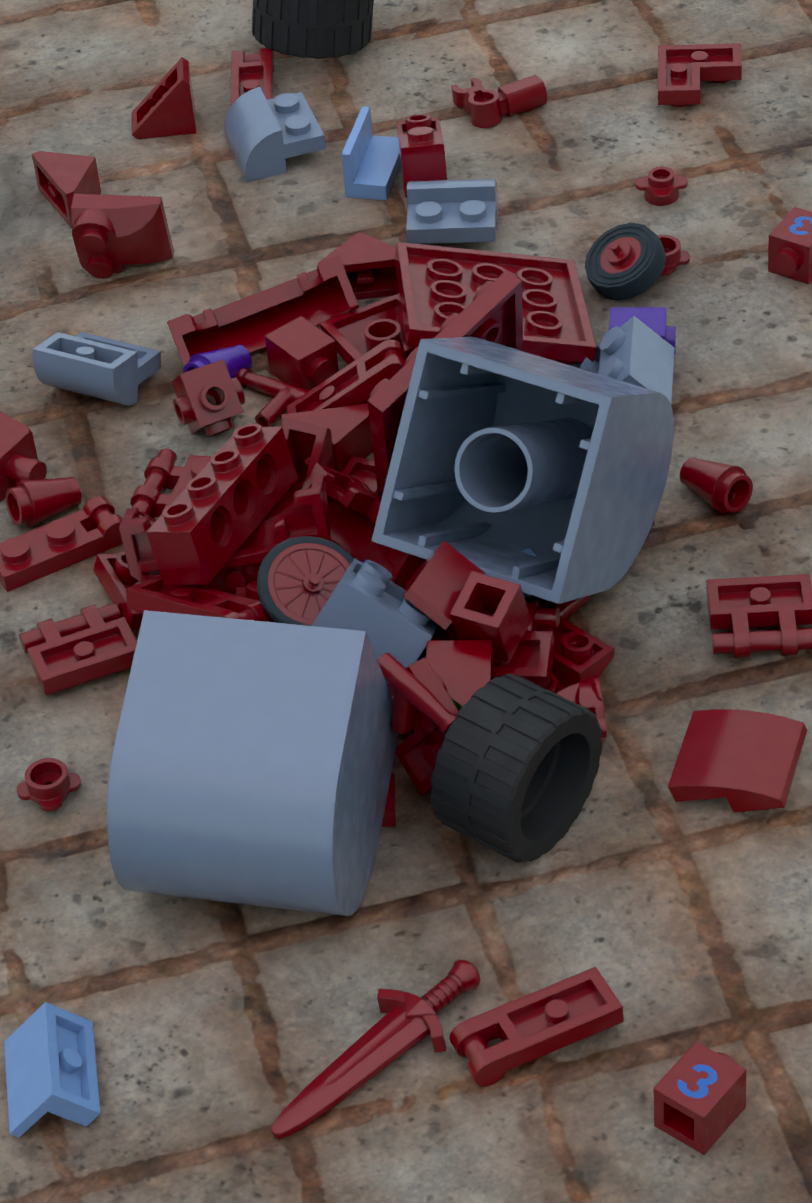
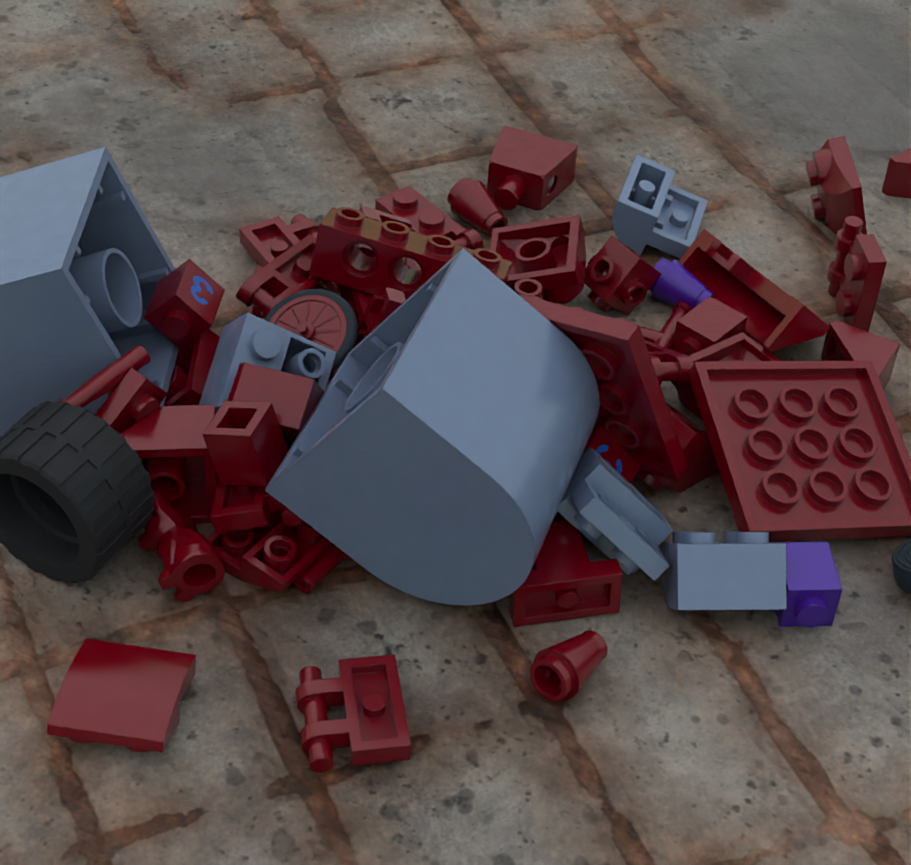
camera: 75 degrees right, 0 degrees up
(181, 433) = (547, 252): none -> dark red slope
(266, 241) = (856, 274): none -> dark red plate

